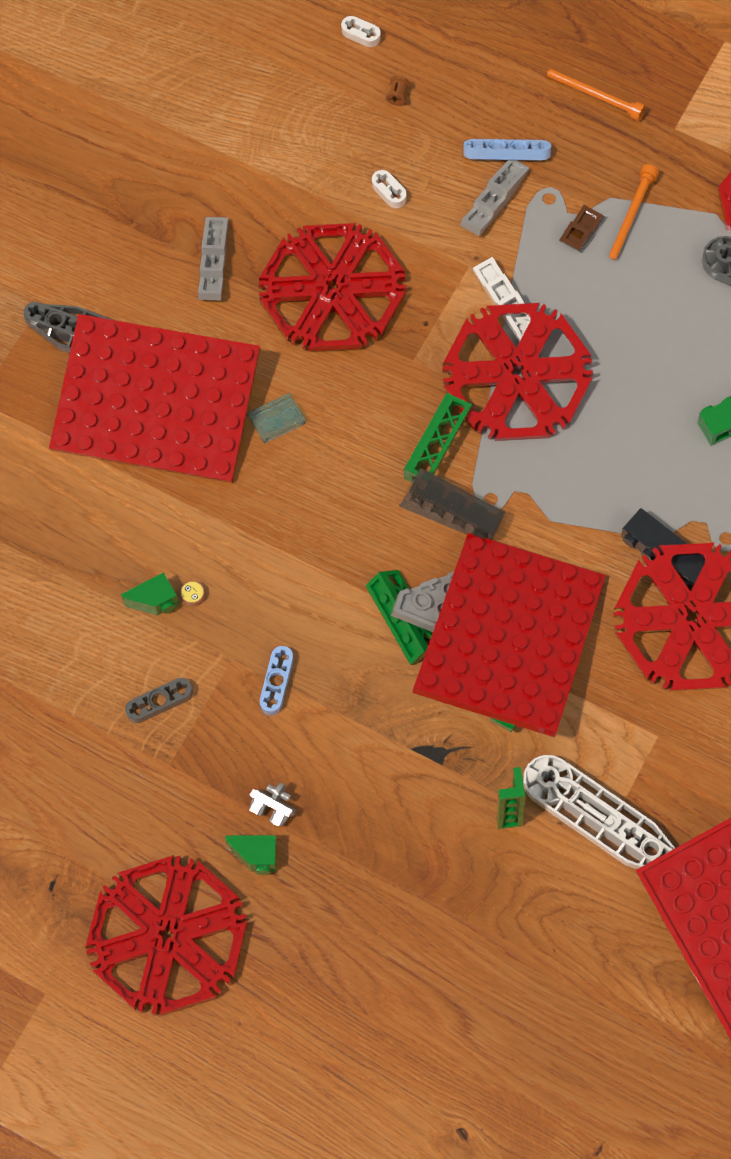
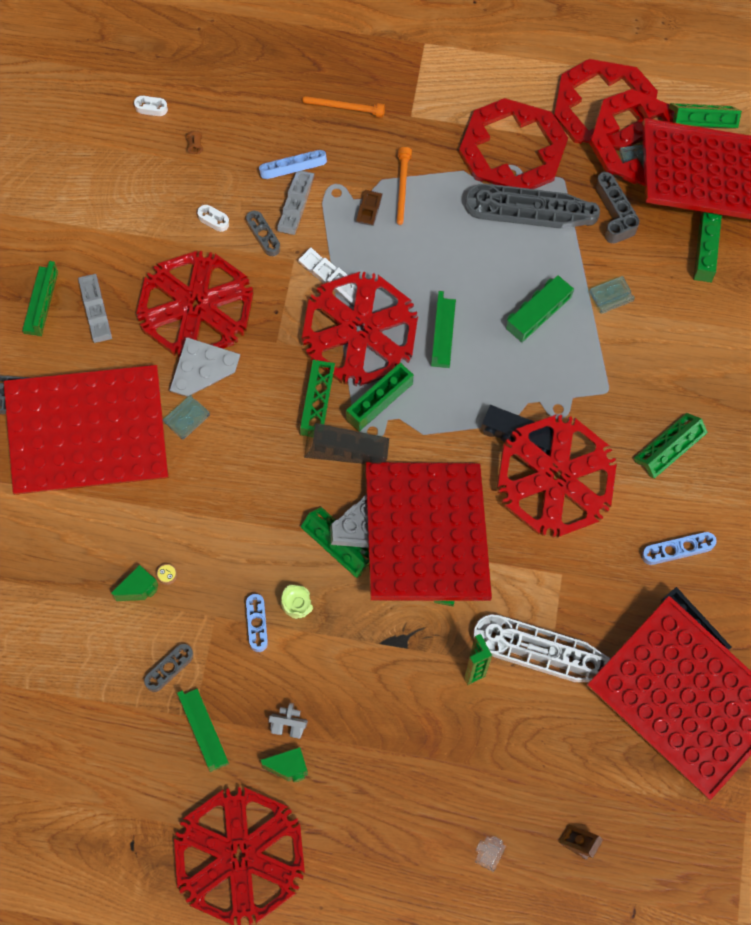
camera: 25 degrees left, 0 degrees up
(154, 231) = (40, 300): none -> green fence
(173, 782) = (203, 729): none -> green fence
(314, 364) = (202, 367): none -> light grey plate
(329, 669) = (296, 601): none -> yellowish green hair
(439, 233) = (263, 225): none -> dark grey beam
(453, 1025) = (489, 852): none -> clear brick
(511, 460) = (379, 397): none -> green brick
(564, 1048) = (581, 842): none -> reddish brown slope
(617, 404) = (443, 331): none -> green fence

